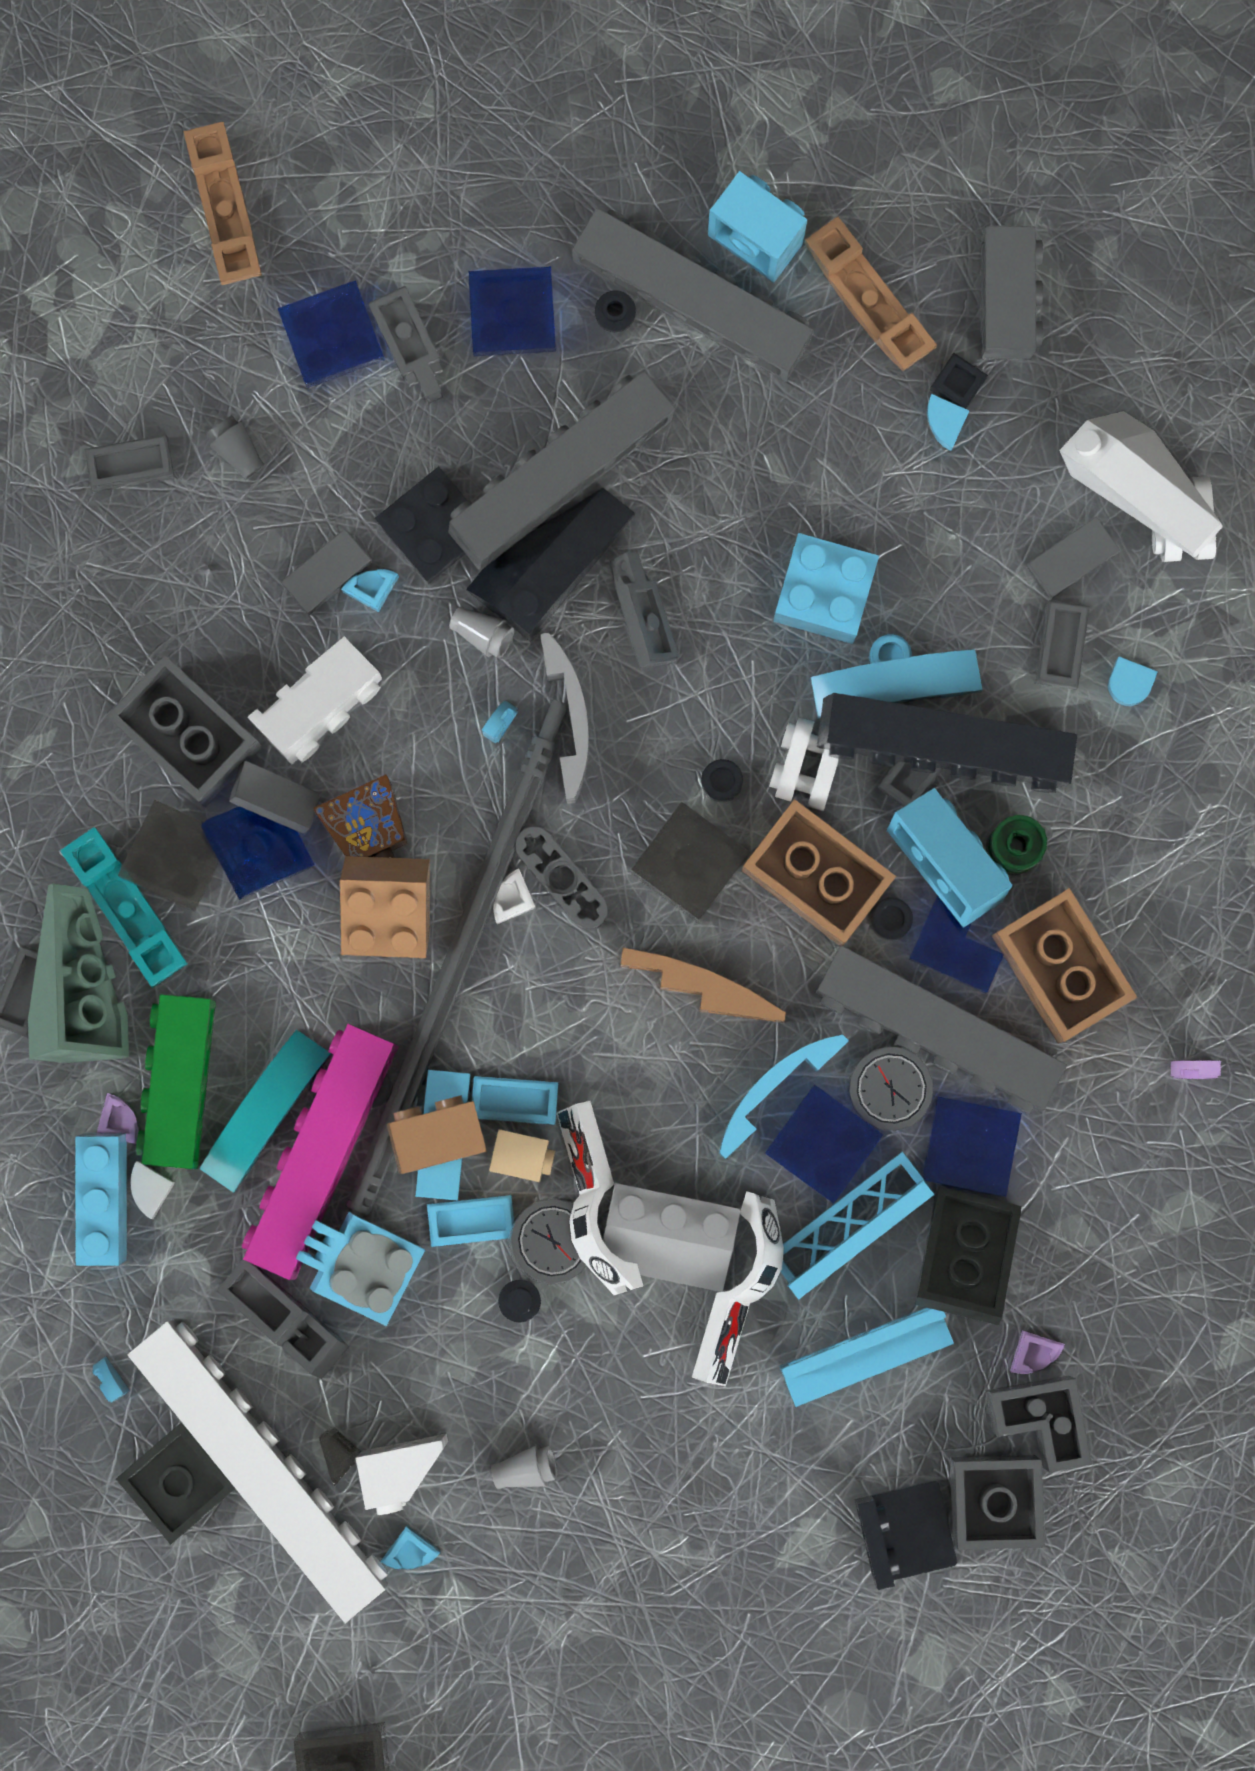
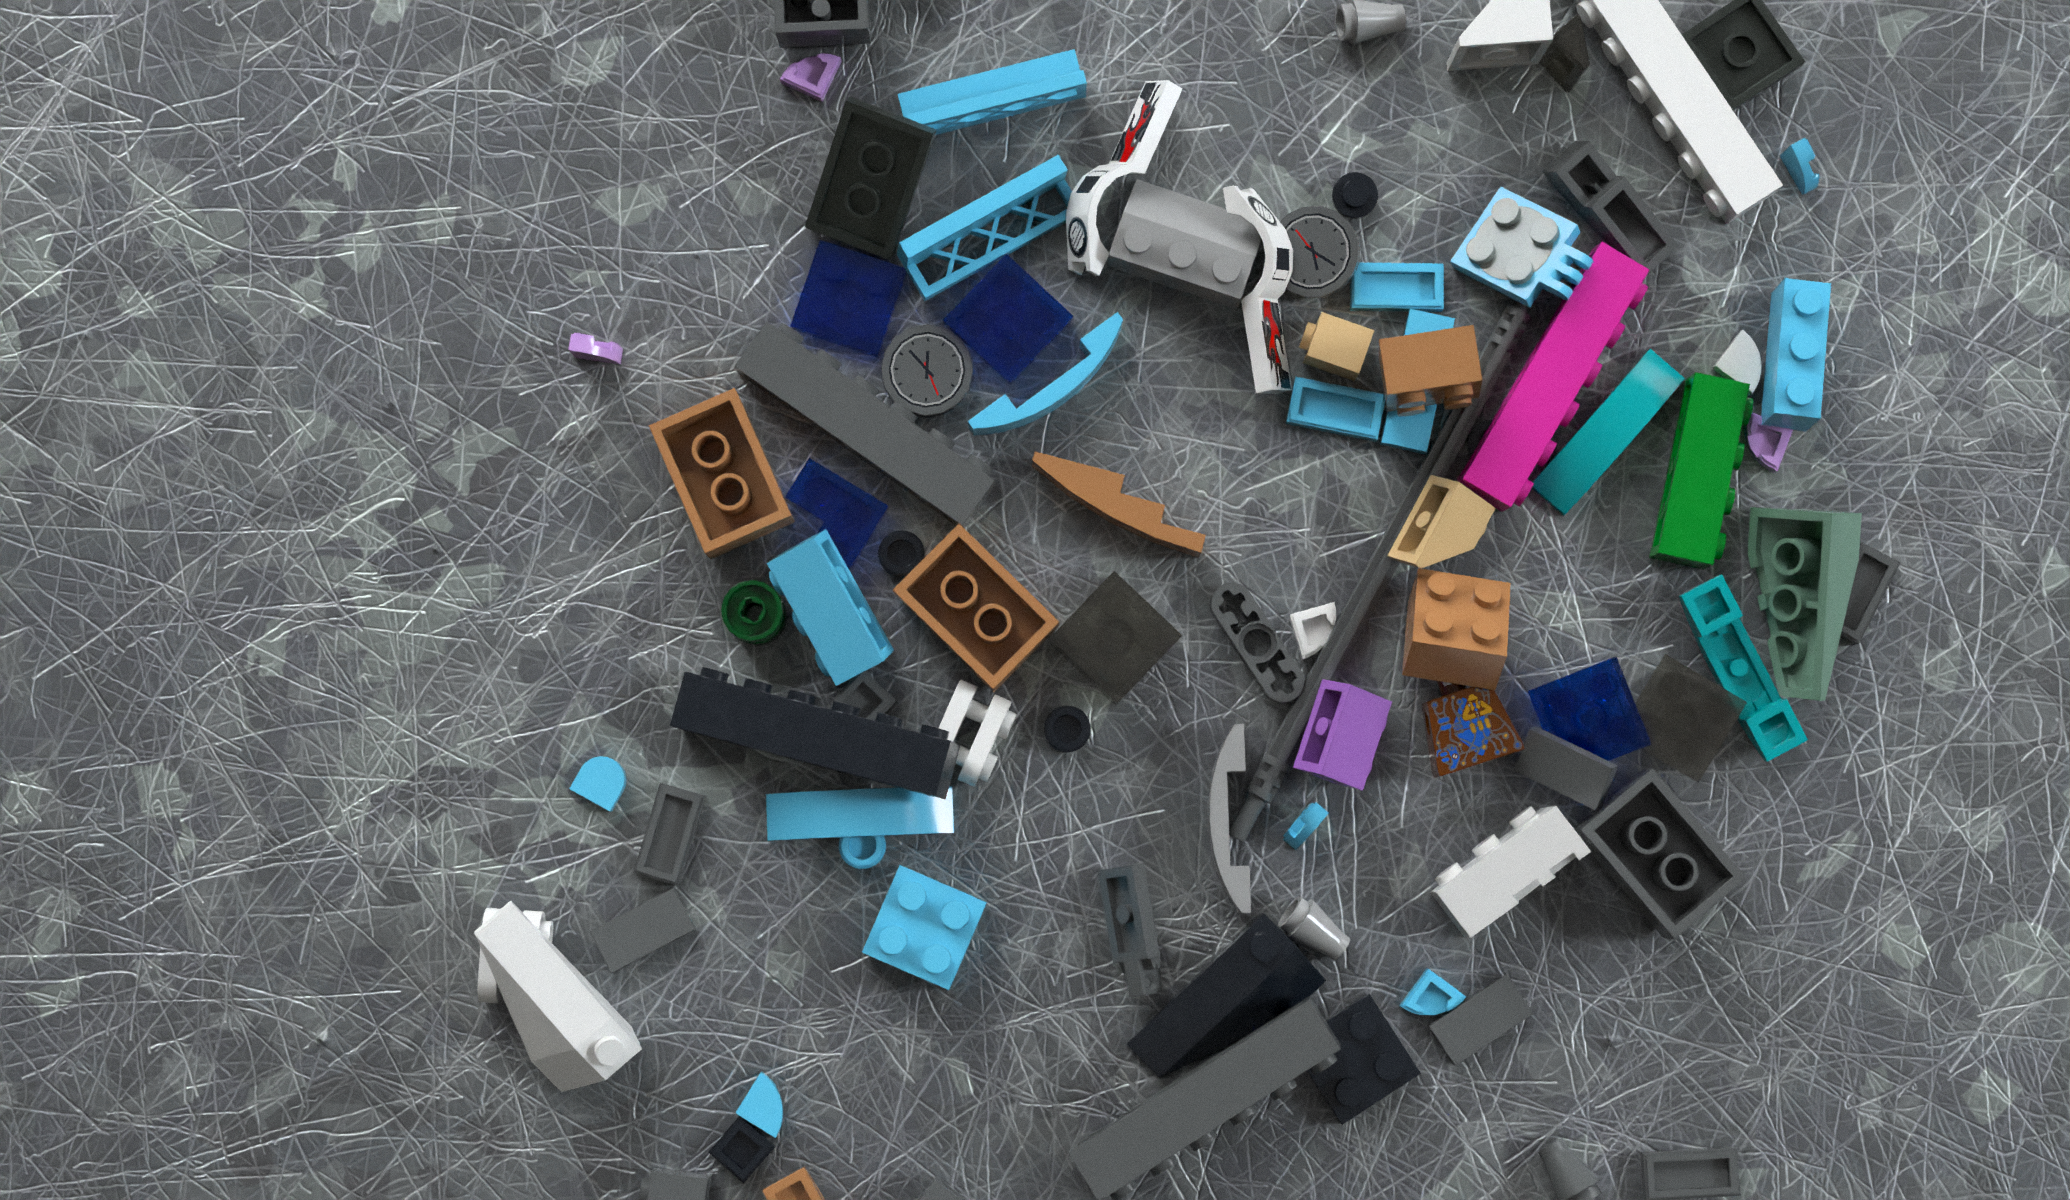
camera: 175 degrees left, 0 degrees up
(409, 1000) = (1441, 524): none -> tan slope
(476, 802) = (1342, 734): none -> medium lavender brick

